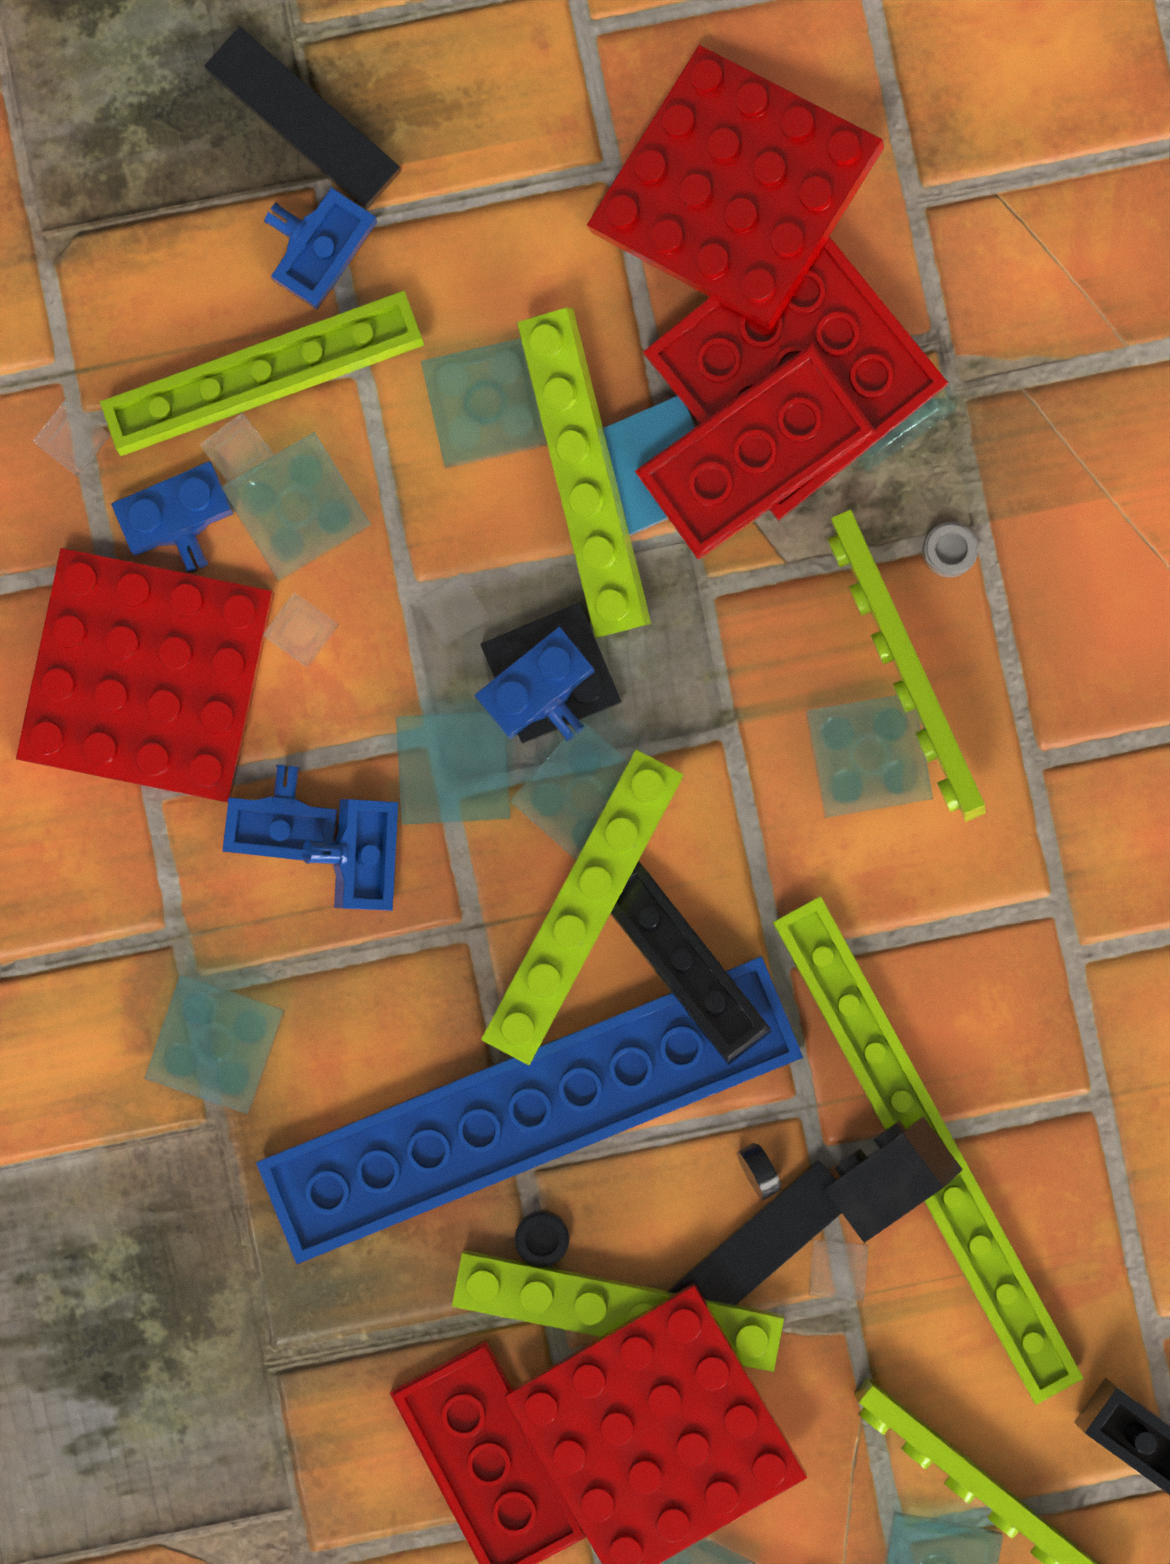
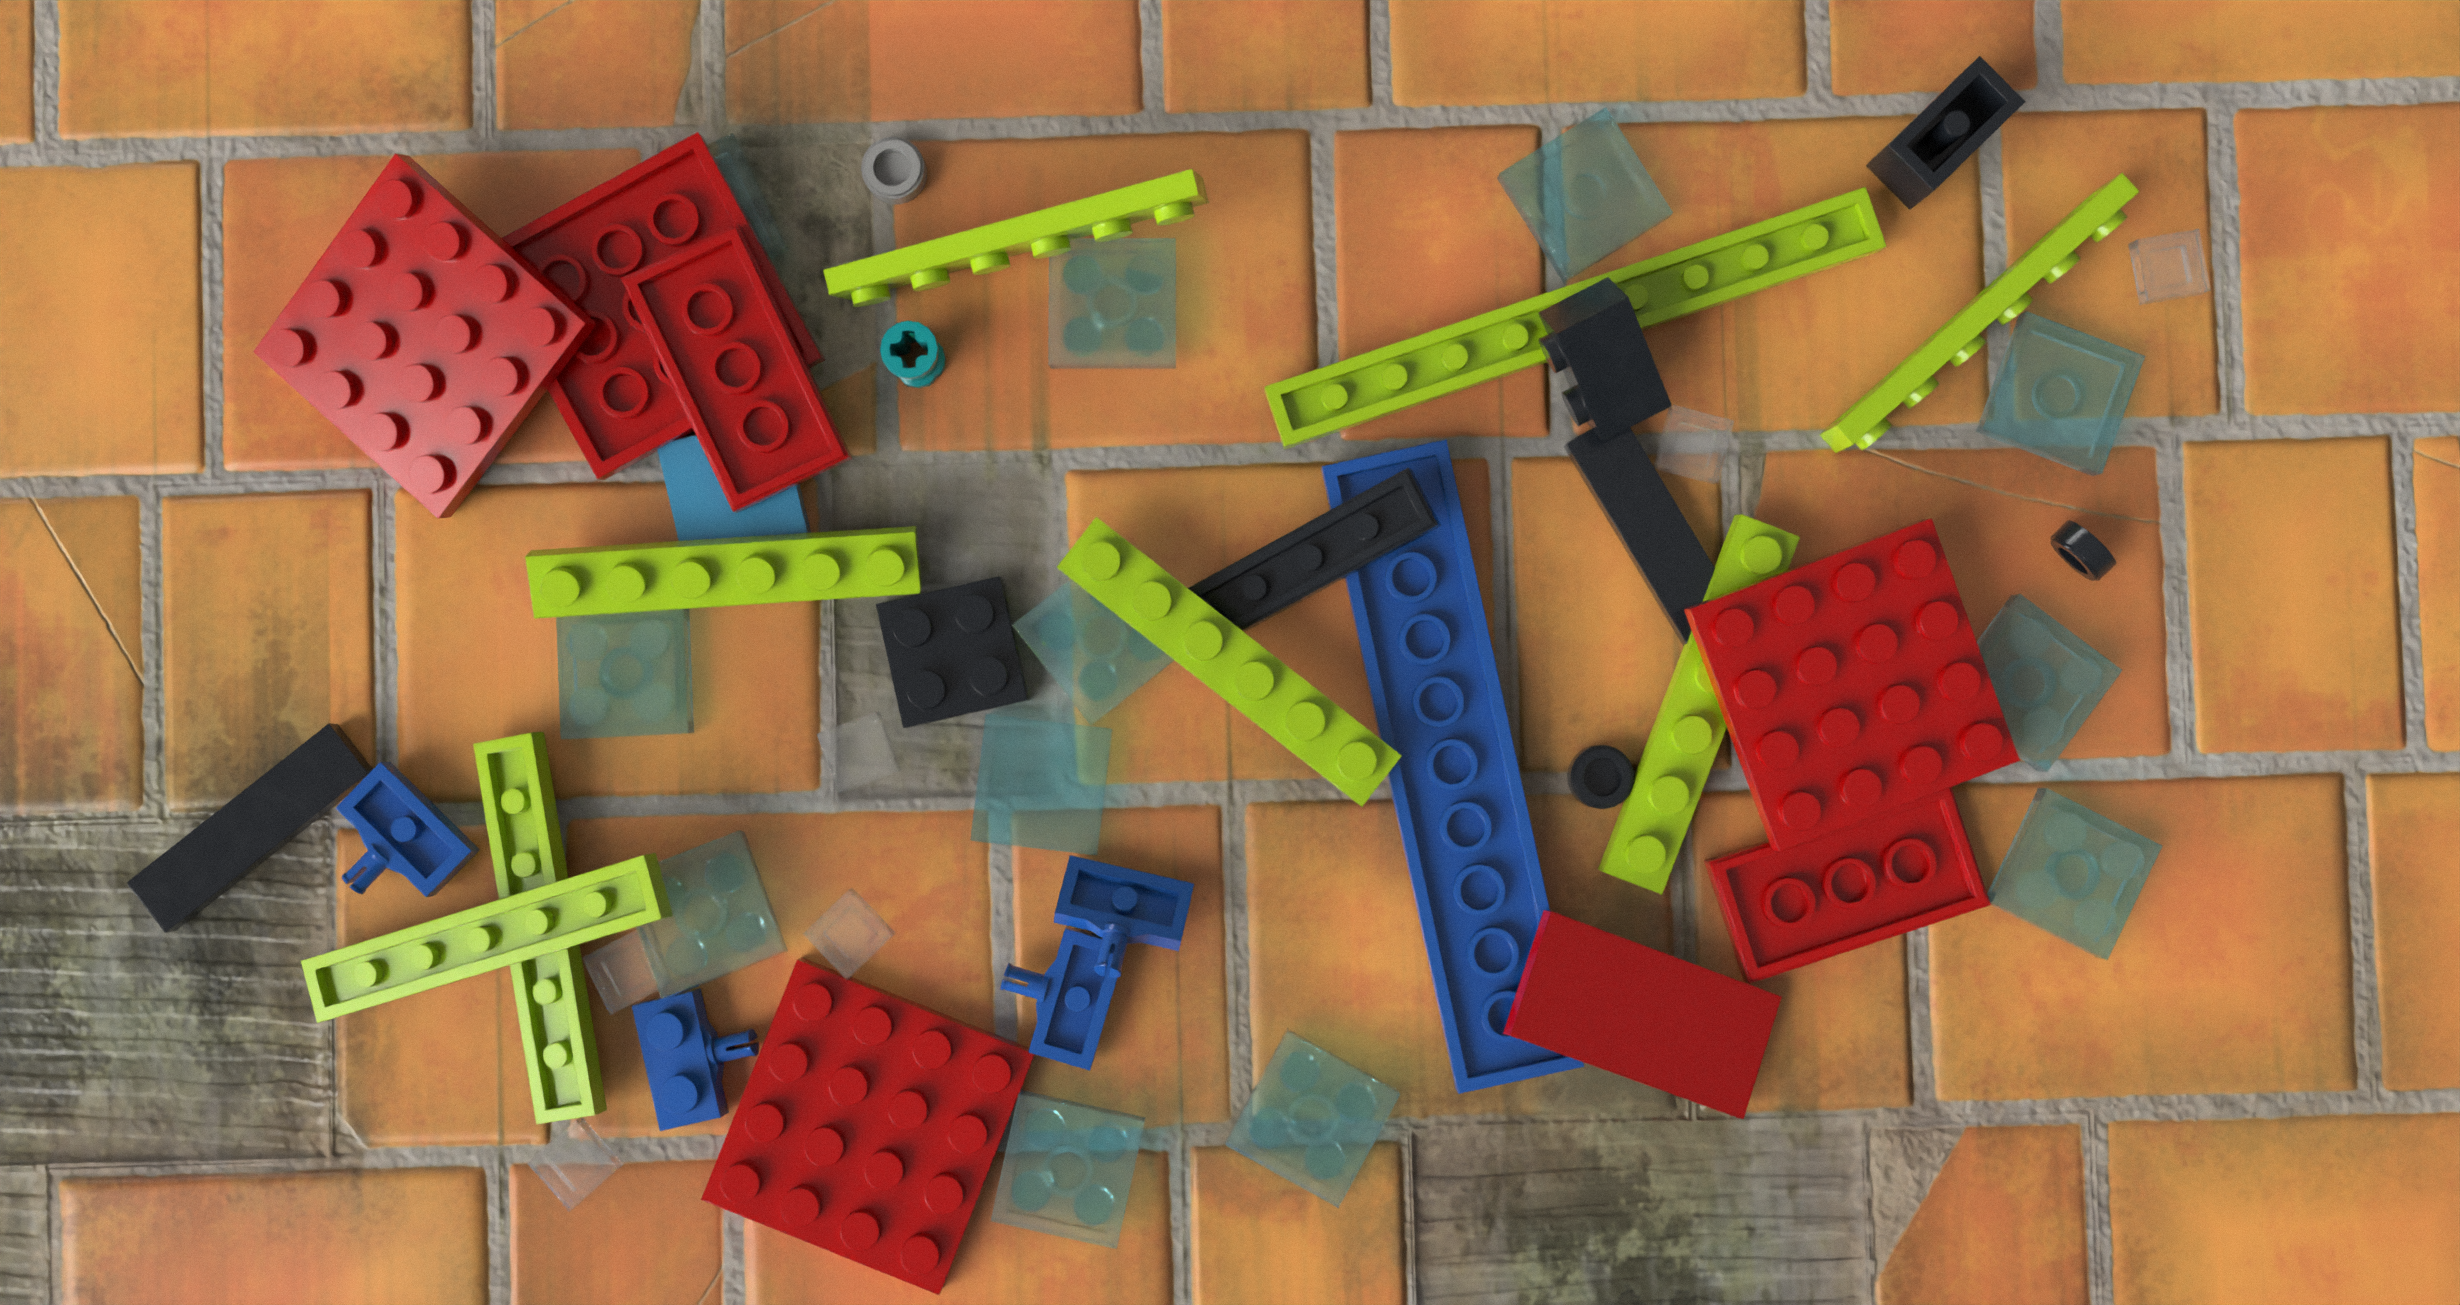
camera: 80 degrees left, 0 degrees up
(137, 847) = (1068, 1169): none -> clear light blue plate
(246, 334) = (487, 937): none -> lime plate
(348, 1306) = (1642, 1014): none -> red tile
(538, 687) = (964, 668): blue plate -> none
(759, 1170) = (1566, 513): black tile -> none
(804, 581) = (898, 342): none -> teal bush
(1035, 1140) = (1584, 195): none -> clear light blue tile

